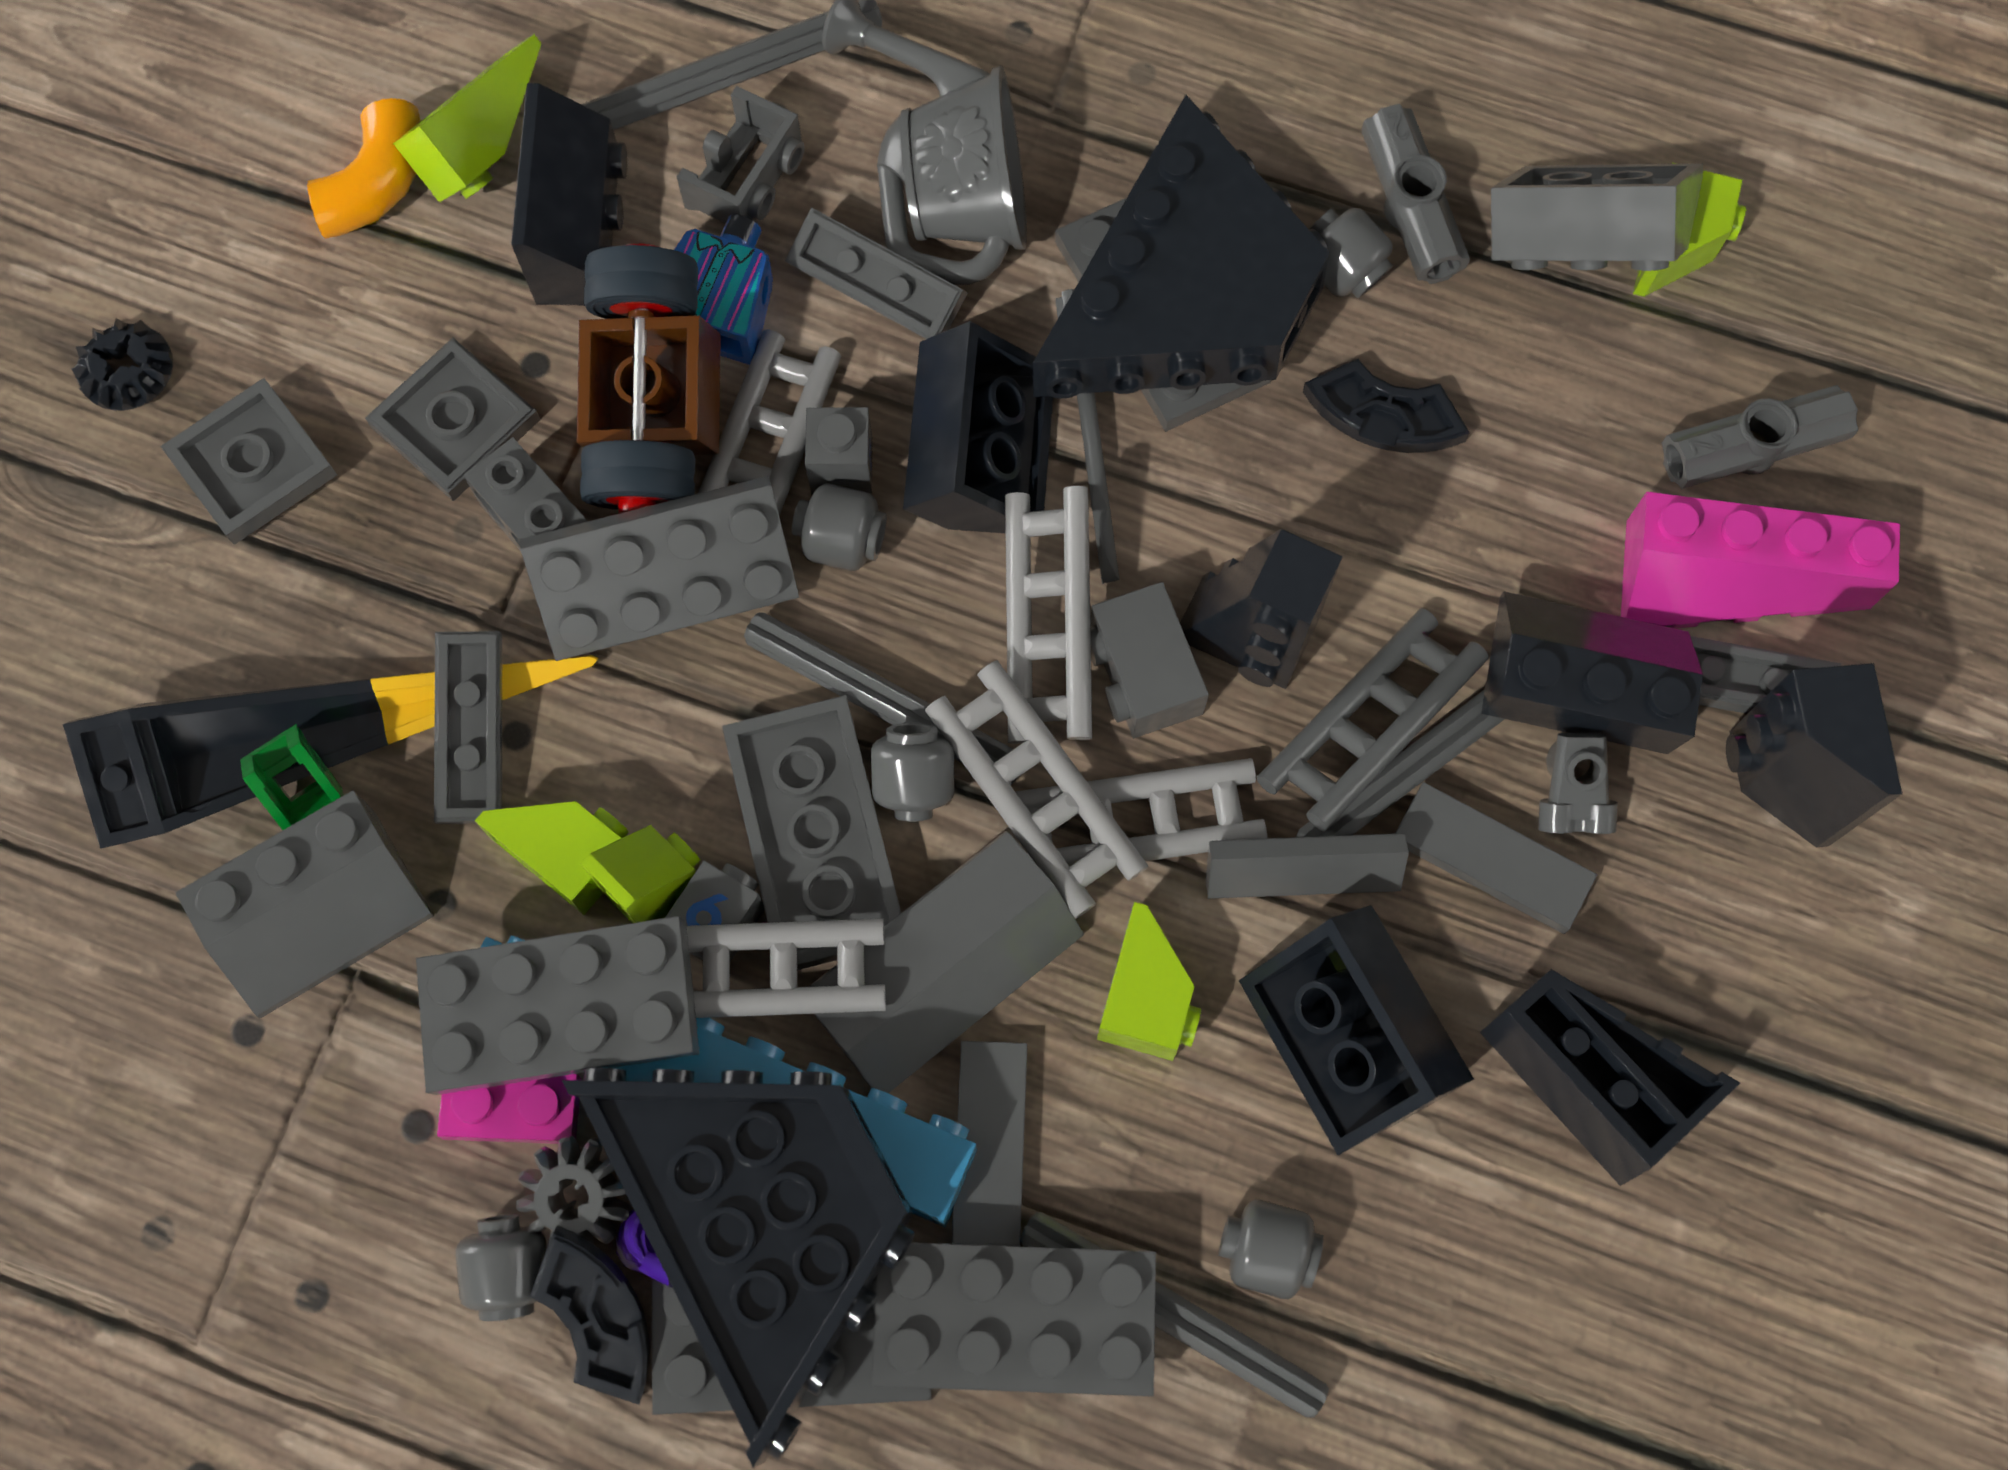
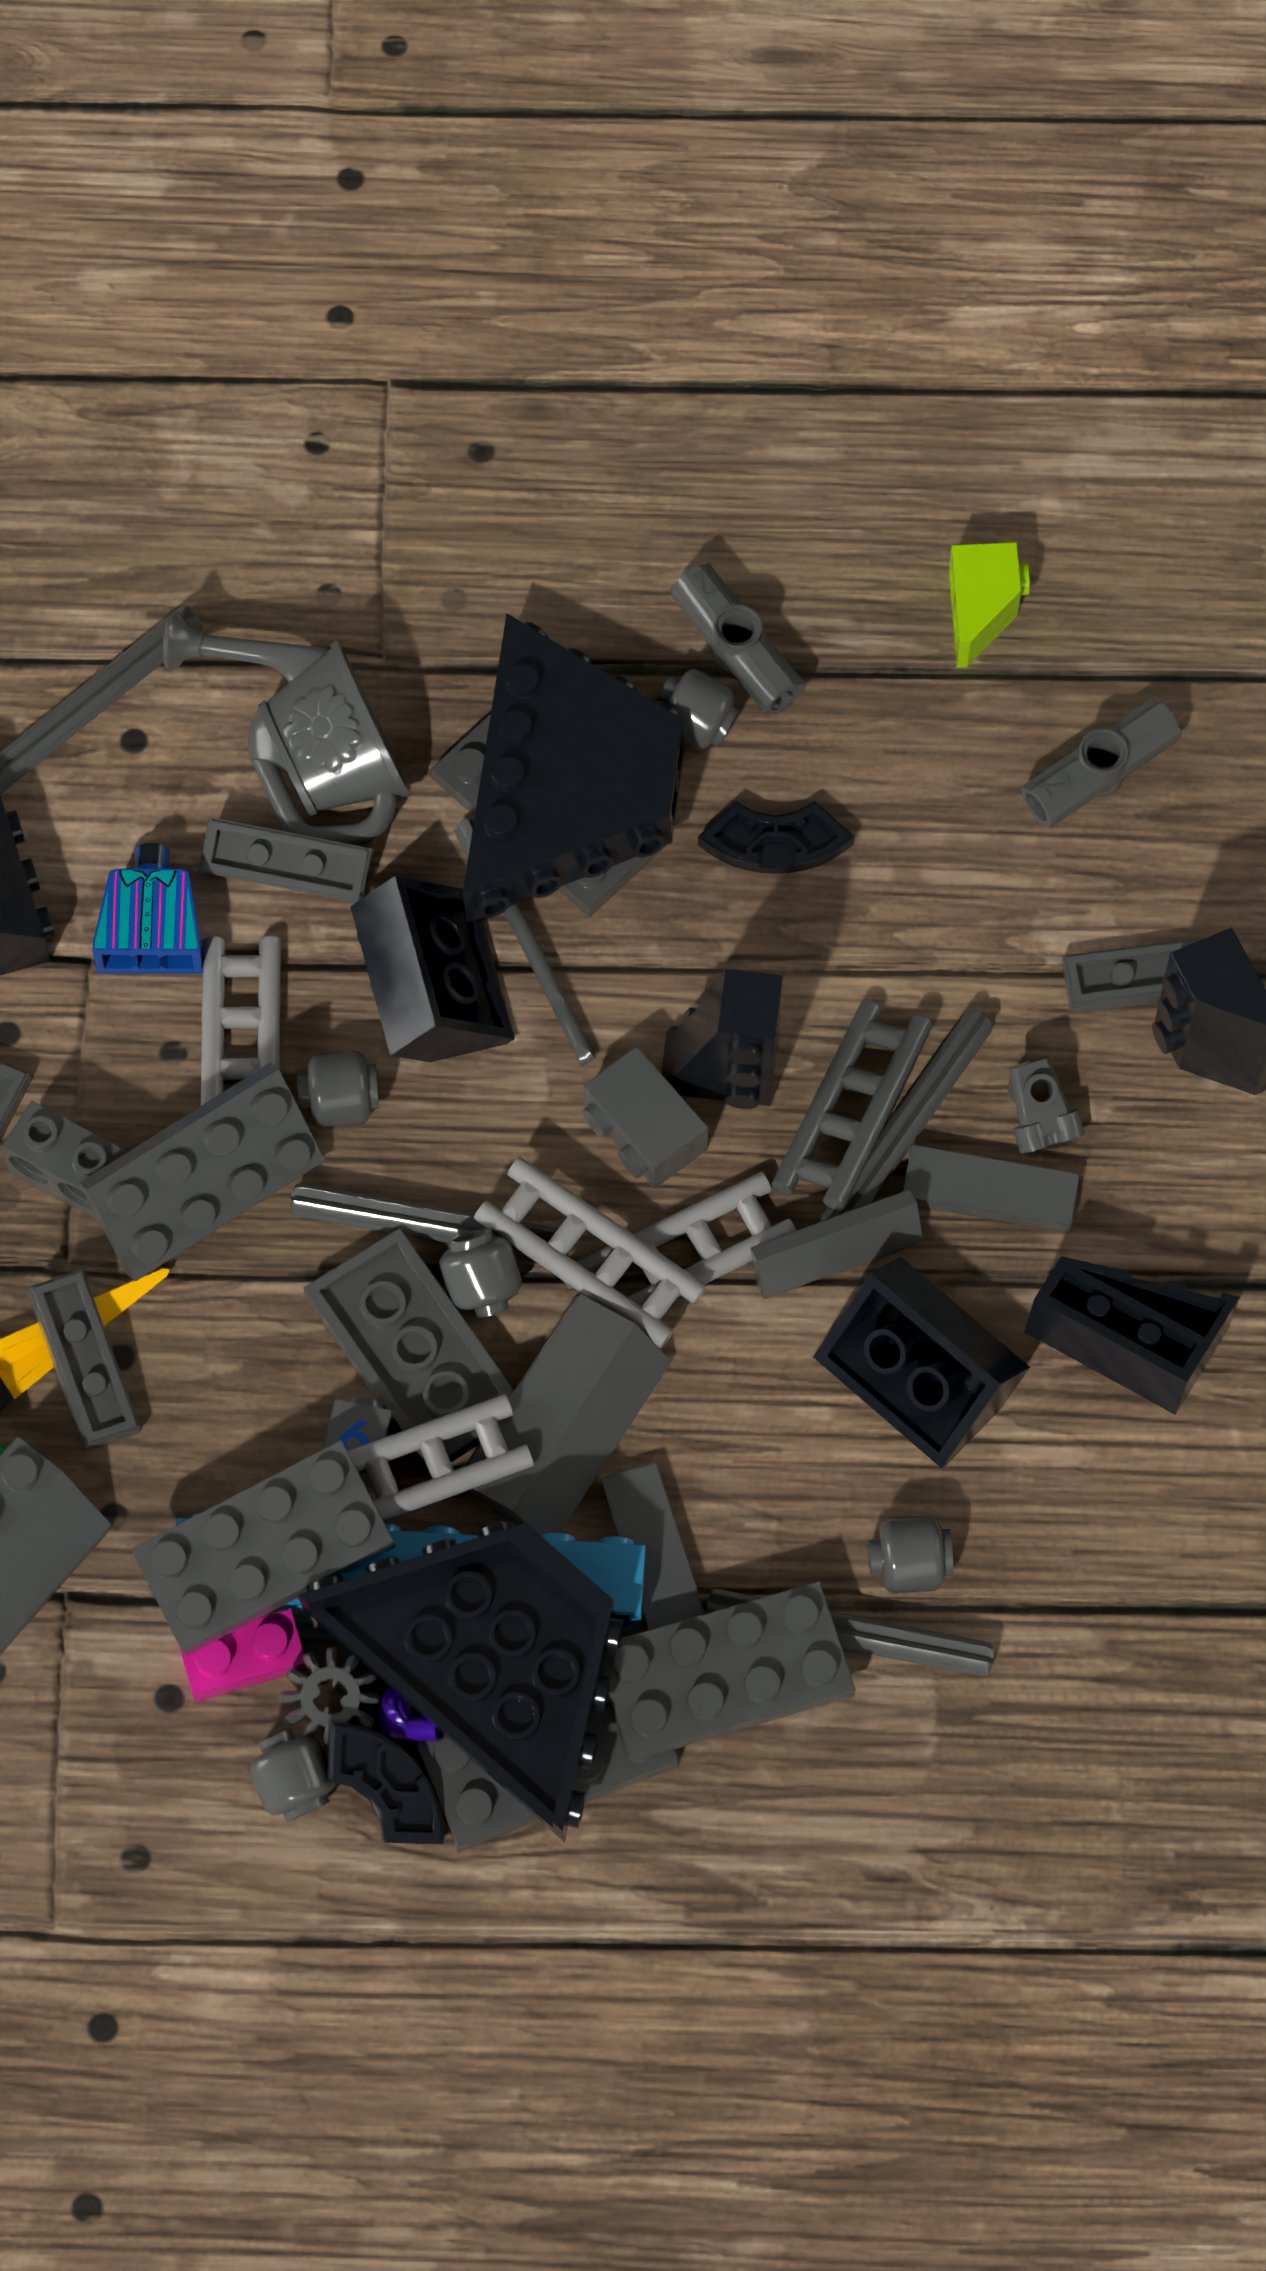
camera: 20 degrees left, 5 degrees down
(553, 842) = (204, 1432): lime slope -> none
(643, 872) = (286, 1428): lime slope -> none
(644, 378) = (128, 1015): brick -> none
(724, 155) = (124, 752): dark grey window -> none
(839, 447) = (314, 1021): dark grey brick -> none
(1071, 582) = (559, 1071): light grey bar -> none
(1149, 993) = (742, 1388): lime slope -> none
(1592, 674) = (1020, 1009): black slope -> none
(1595, 215) = (898, 612): dark grey slope -> none
(1745, 561) = (1122, 874): dark pink wedge -> none

